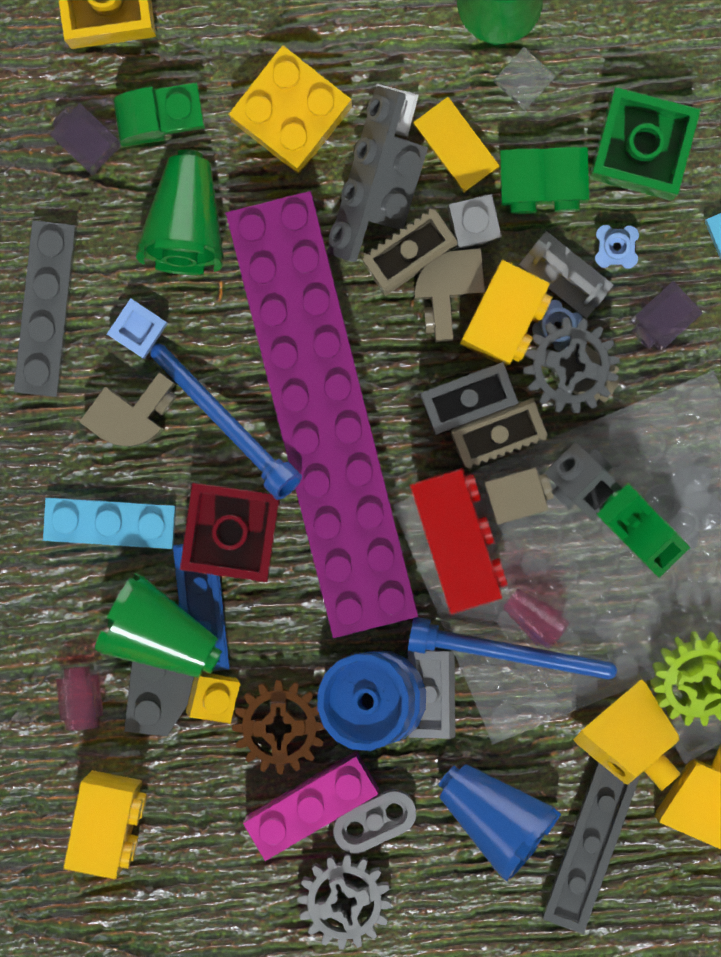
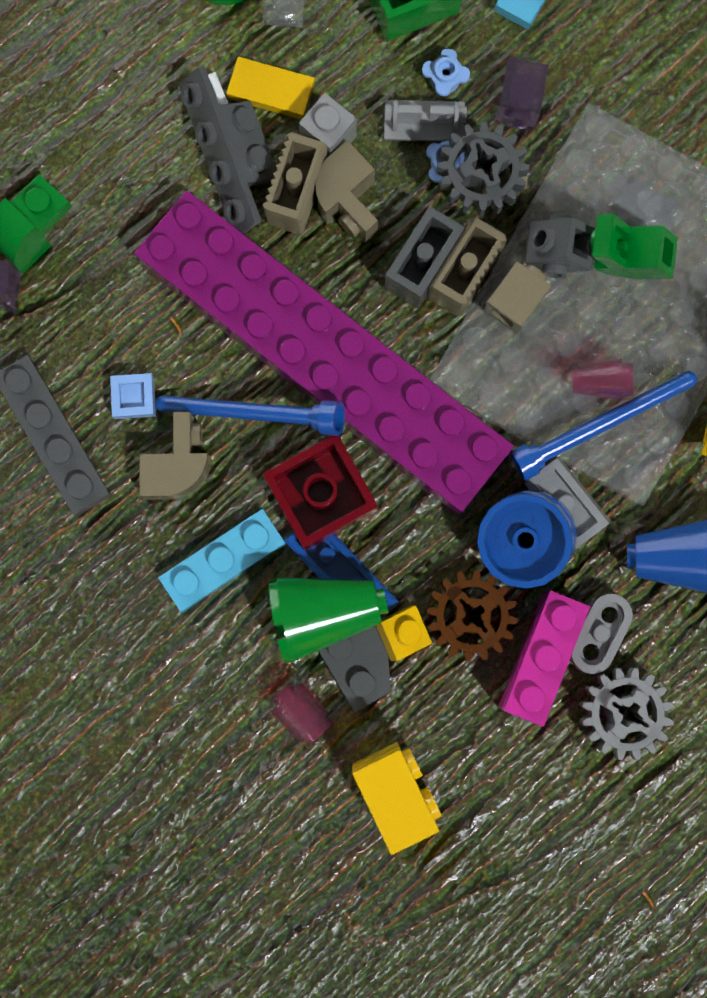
camera: 40 degrees left, 5 degrees down
(183, 219) = (108, 290): green cone -> none
(290, 110) = (127, 148): yellow brick -> none
(459, 540) = (500, 358): red brick -> none
(505, 314) = (404, 171): yellow brick -> none
(544, 178) = (354, 60): green brick -> none

